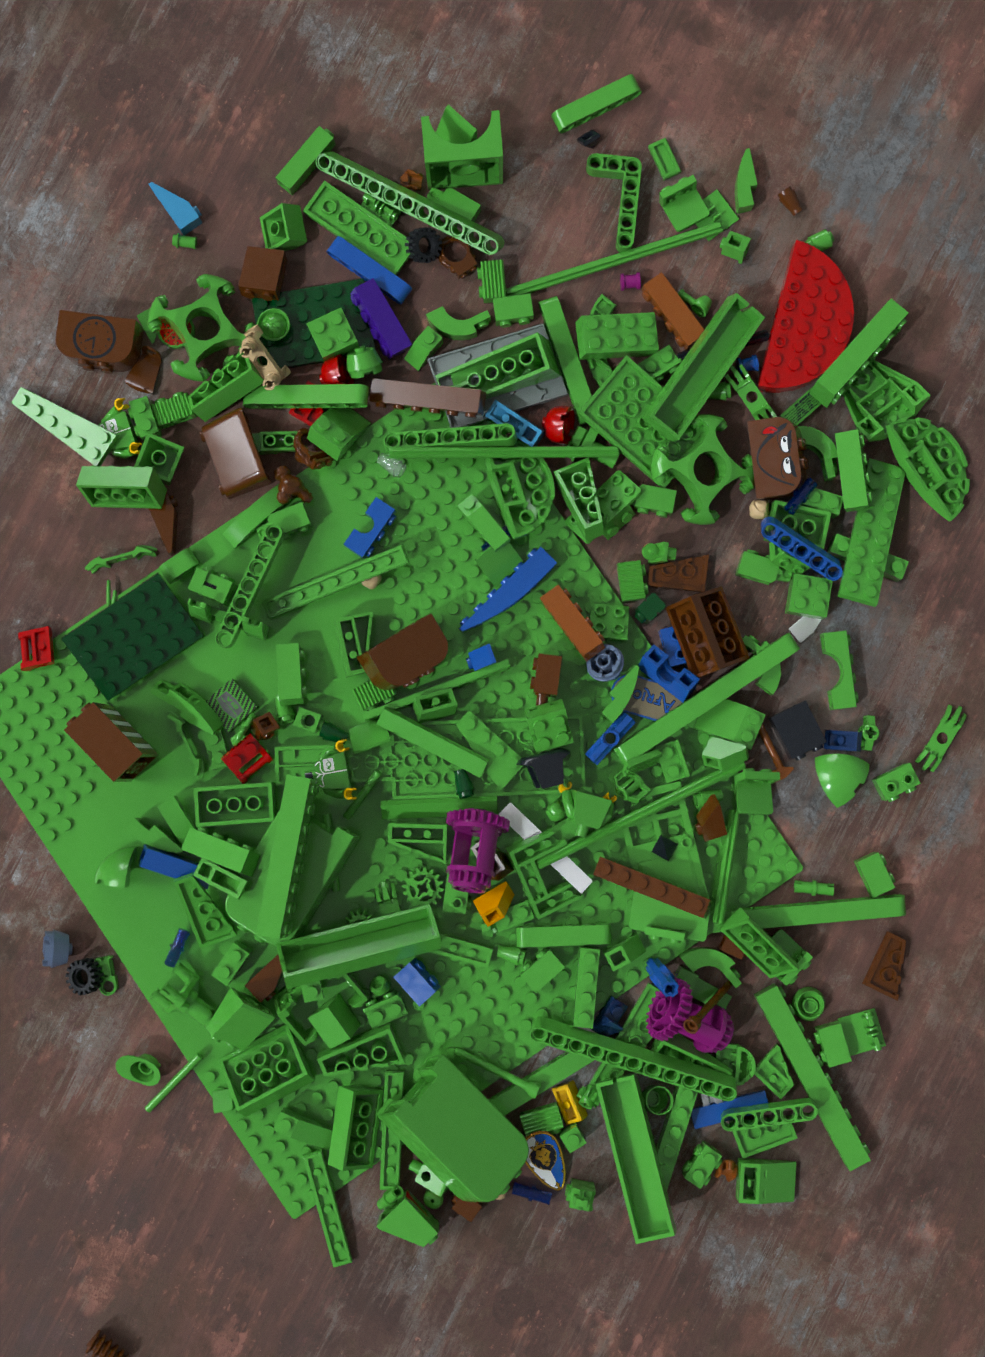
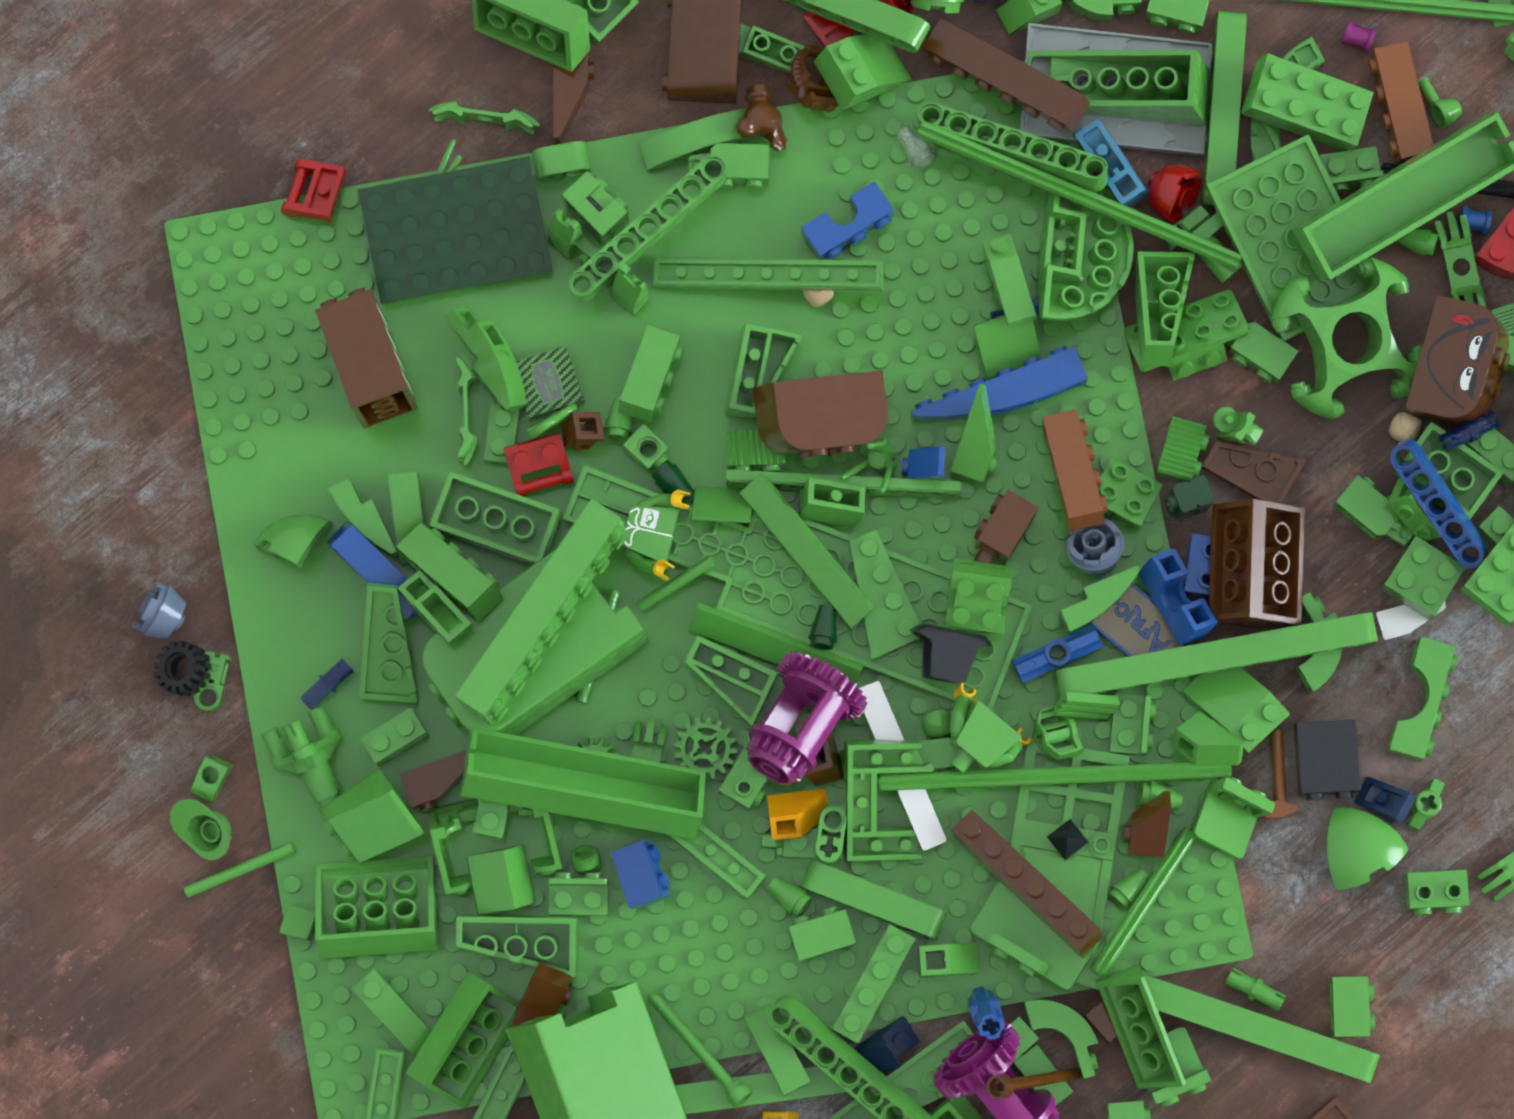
camera: 25 degrees right, 5 degrees down
(132, 1034) = (211, 778): none -> bright green leg
(390, 1083) = (543, 994): none -> reddish brown slope
(451, 664) = (880, 457): none -> bright green plant
(508, 632) = (977, 442): none -> bright green slope
(527, 912) = (837, 844): none -> bright green beam
(548, 1055) = (777, 1052): none -> bright green slope
(713, 862) = (1128, 889): none -> bright green cone

